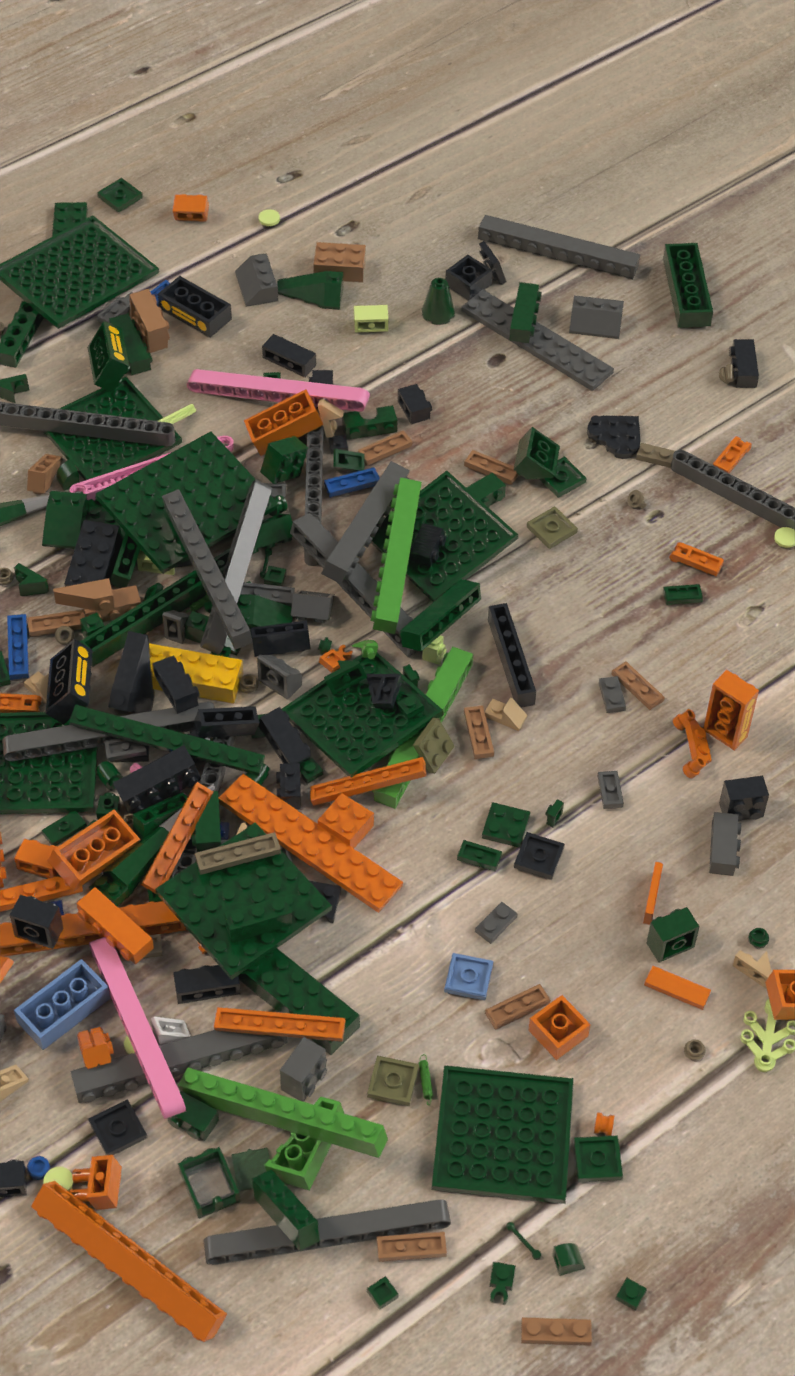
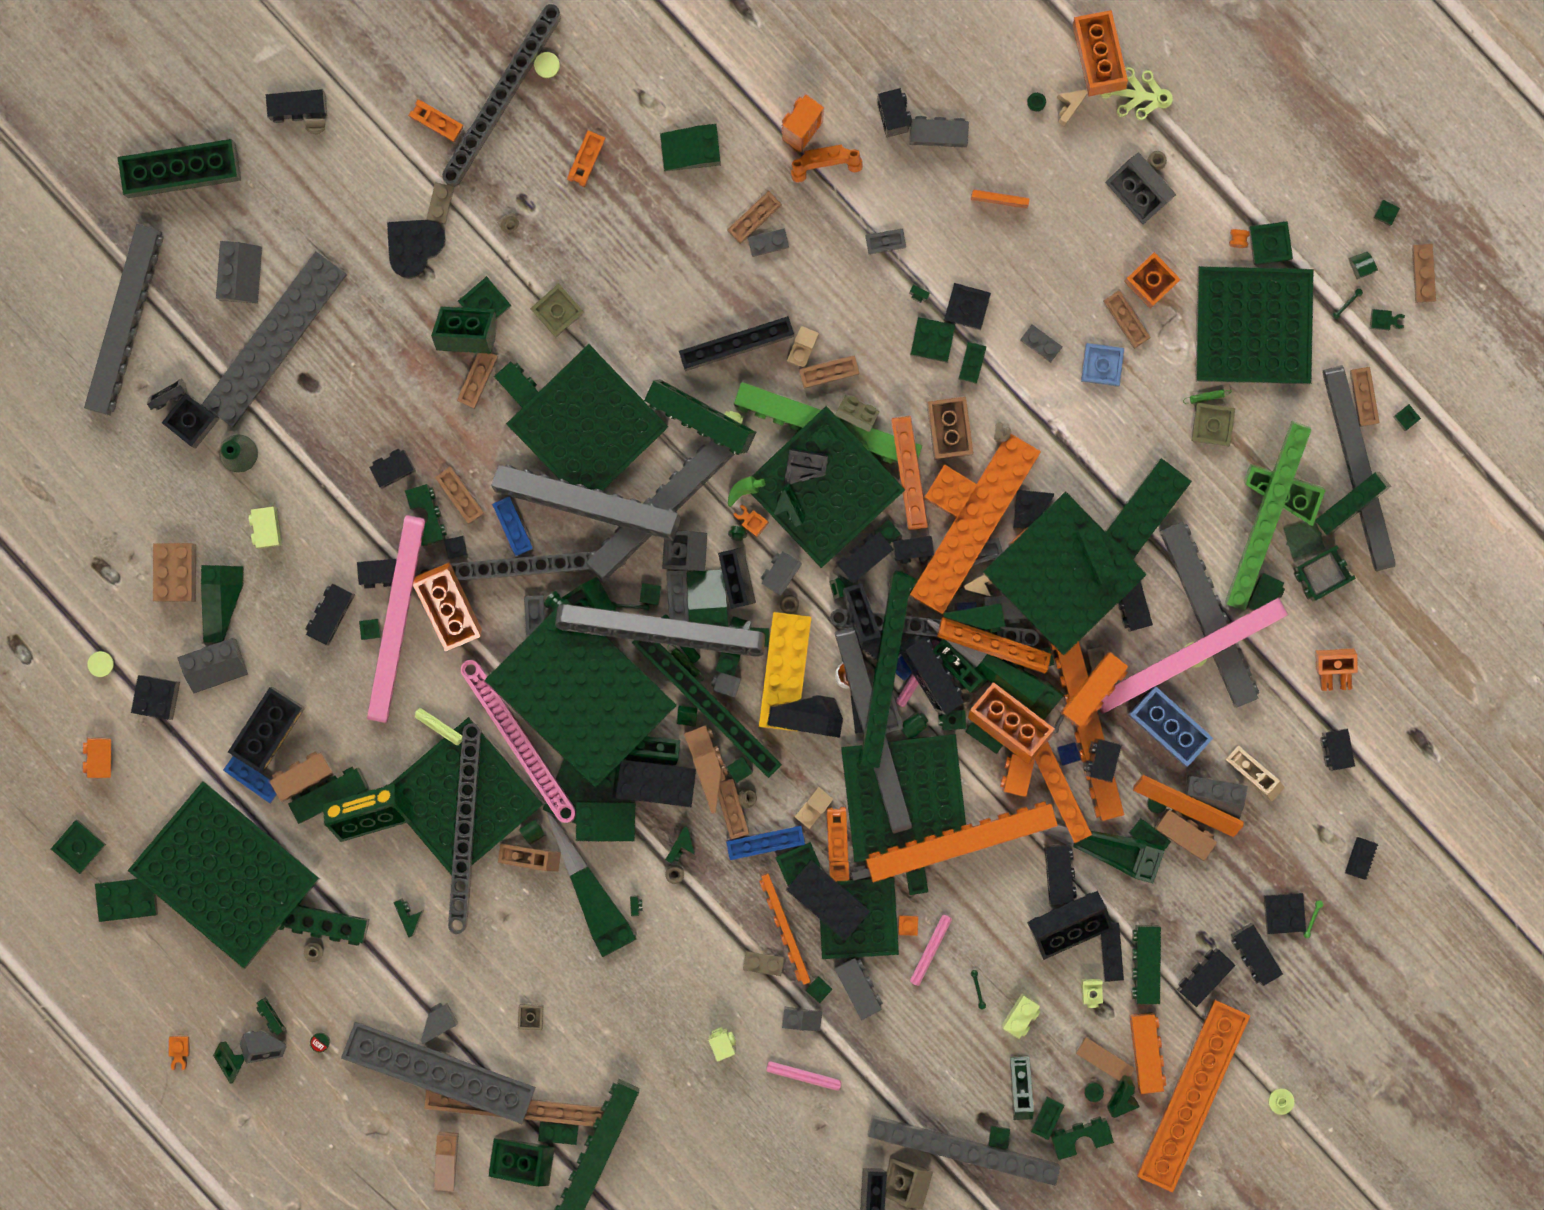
camera: 95 degrees left, 35 degrees up
(38, 1167) = (1321, 721): blue tile -> none
(60, 1175) = (1333, 702): yellowish green piece -> none
(64, 828) = (975, 759): dark green plate -> none
(68, 681) = (822, 779): black brick -> none
(95, 1047) = (1212, 690): orange brick -> none
(116, 308) = (273, 818): dark grey hinge -> none
(117, 1128) = (1280, 659): black plate -> none
(129, 1261) = (1402, 631): orange brick -> none
(169, 1030) = (1184, 626): white slope -> none
(176, 684) = (822, 670): black brick -> none
(207, 570) = (683, 658): dark grey brick -> none
(235, 244) = (155, 697): none -> black brick
(237, 853) = (1026, 582): dark tan plate -> none
(279, 1024) = (1183, 527): orange plate -> none
(284, 459) = (501, 599): dark green brick -> none
(303, 1069) = (1218, 502): dark grey brick -> none
(328, 413) = (431, 557): tan slope -> none
(348, 460) = (489, 532): dark green slope -> none
(396, 555) = (630, 466): bright green brick -> none
(403, 874) = (1001, 434): none -> dark tan plate
(411, 675) = (769, 442): dark green plate -> none
(411, 825) = (950, 428): none -> medium nougat brick
(427, 544) = (608, 437): black brick -> none
(524, 312) = (247, 353): dark green brick -> none
(664, 1029) = (1140, 188): none -> dark grey slope
(672, 934) = (1049, 180): dark green brick -> none
(677, 987) = (1094, 176): orange tile -> none
(682, 594) = (635, 172): dark green plate -> none
(707, 641) = (690, 148): none -> dark green slope

